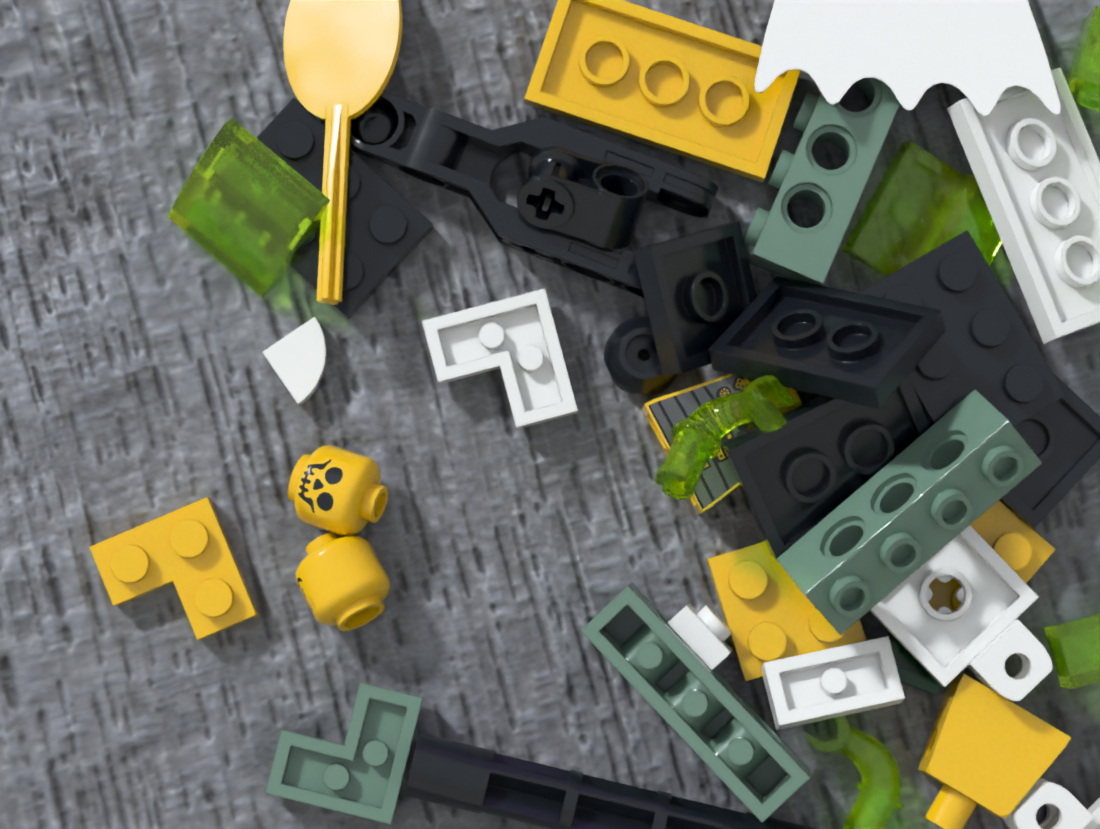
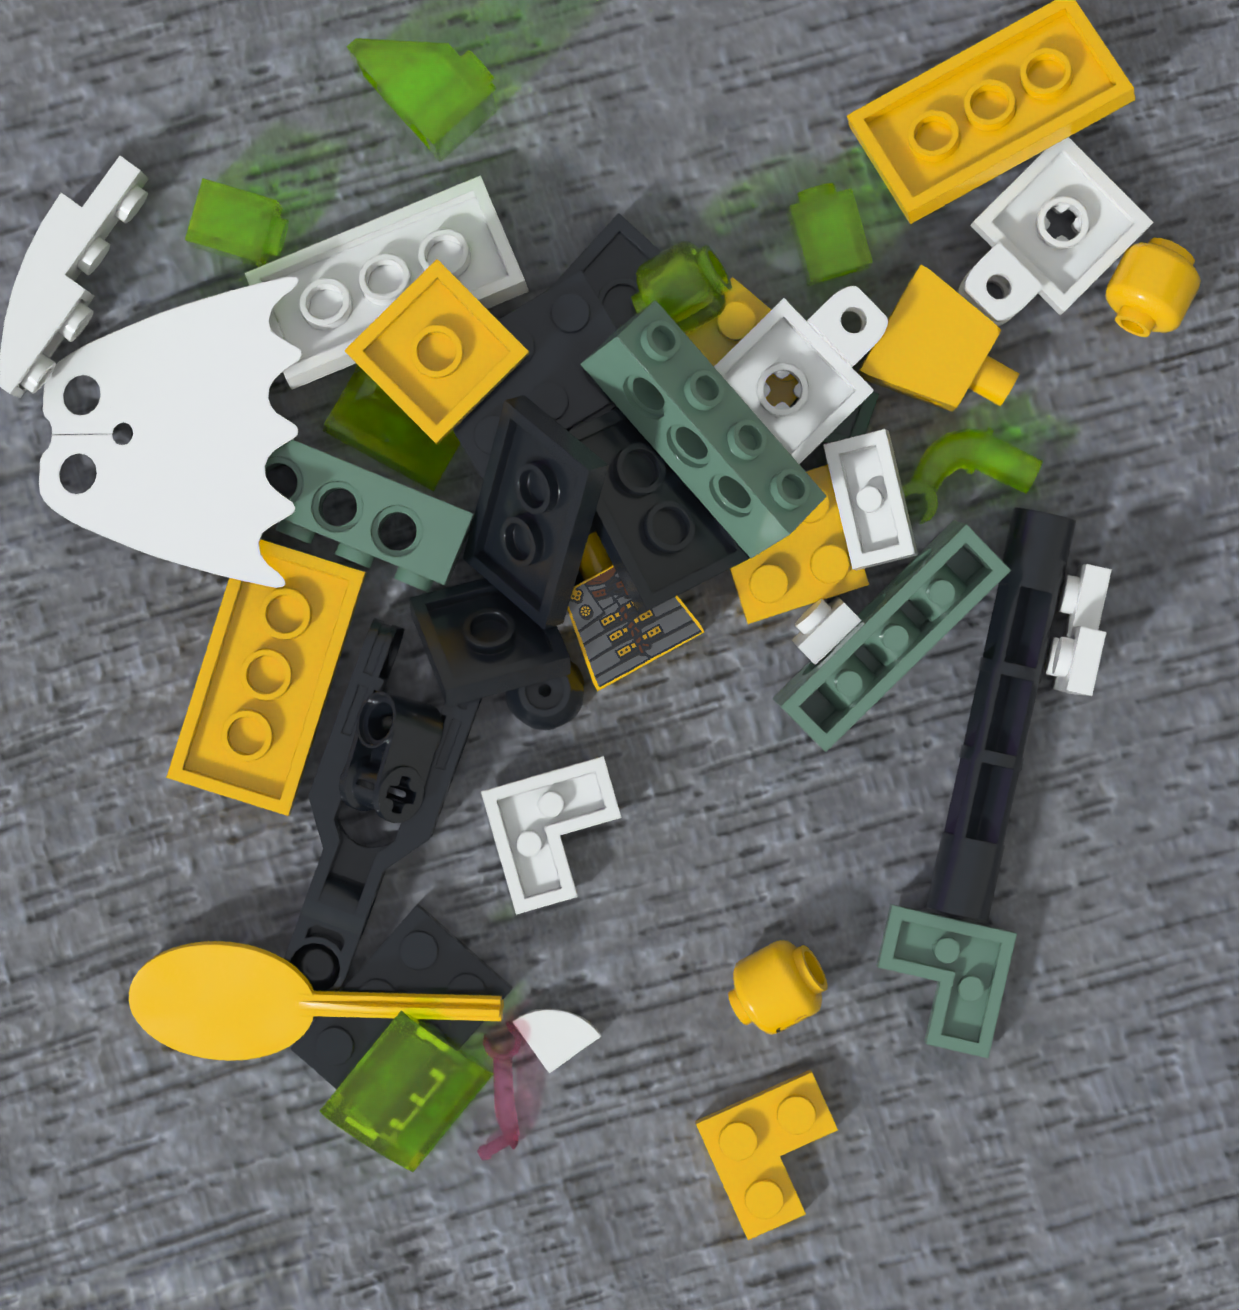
camera: 85 degrees left, 5 degrees up
(242, 306) = (503, 1095): none -> clear pink piece
(337, 490) = (687, 994): yellow head -> none
(699, 435) = (628, 636): clear neon green piece -> none
(988, 247) = (437, 351): none -> yellow plate
(1053, 498) = (686, 284): none -> clear neon green head

